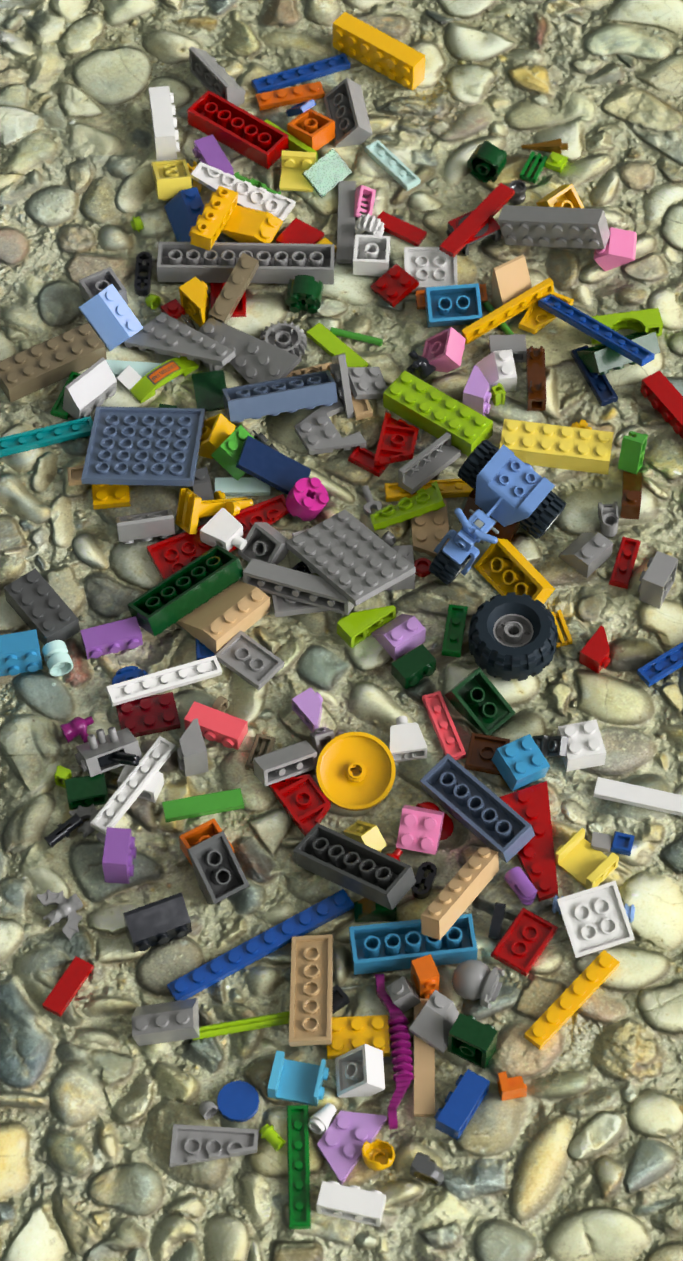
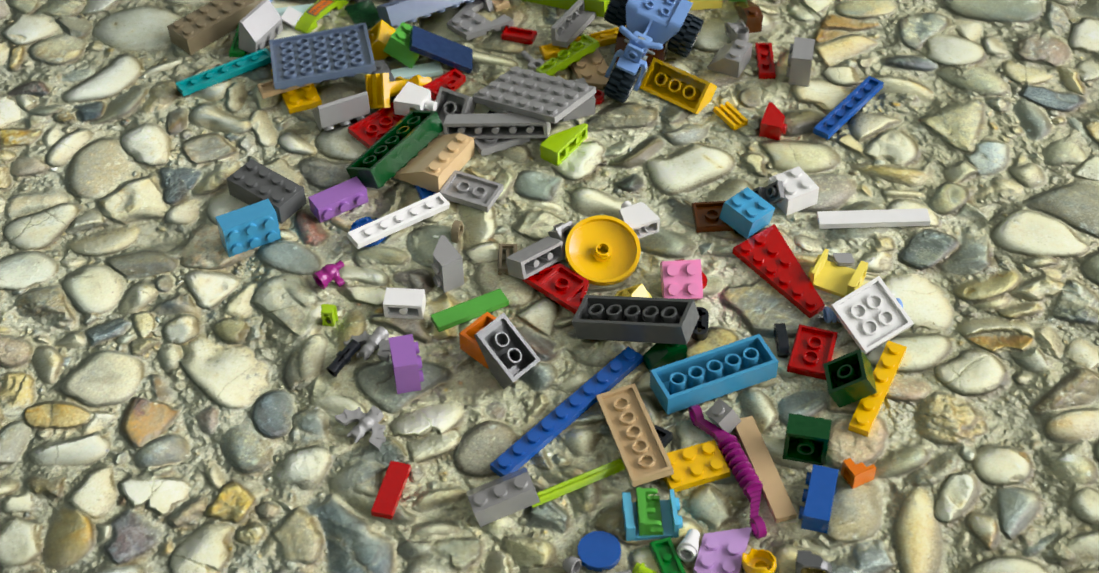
camera: 15 degrees left, 10 degrees down
(57, 659) = (293, 224): light aqua wheel -> none
(86, 791) = (355, 321): dark green brick -> none
(108, 751) = (367, 282): light grey piece -> none
(133, 785) = (399, 304): white tile -> none
(149, 715) = (392, 252): dark red plate -> none
(157, 922) = (462, 411): black slope -> none
(218, 725) = (469, 244): coral brick -> none
(296, 1075) = (648, 512): none -> bright green hinge
(307, 498) = (478, 65): dark pink brick -> none
(308, 708) = (538, 214): lavender slope -> none
(360, 1072) = (709, 495): white slope -> none
(395, 442) = (537, 16): red wing -> none
(400, 635) = (599, 146): lavender slope -> none
(413, 666) = (620, 165): dark green brick -> none
(424, 976) = (739, 394): orange brick -> none
(435, 1021) = (764, 431): light grey slope -> none
(443, 725) = (664, 204): coral tile -> none
(454, 631) = (643, 135): green tile -> none
(459, 893) = (741, 319): tan brick -> none
(476, 981) = (786, 389): light grey tile -> none
(477, 808) = (726, 252): sand blue brick -> none
(480, 702) = (689, 178): dark green slope -> none
(512, 636) = (699, 122): black wheel -> none
(521, 885) = (790, 306): medium lavender arm -> none
(542, 985) = (849, 378): none -> dark green brick
(622, 843) = (862, 254): blue tile -> none

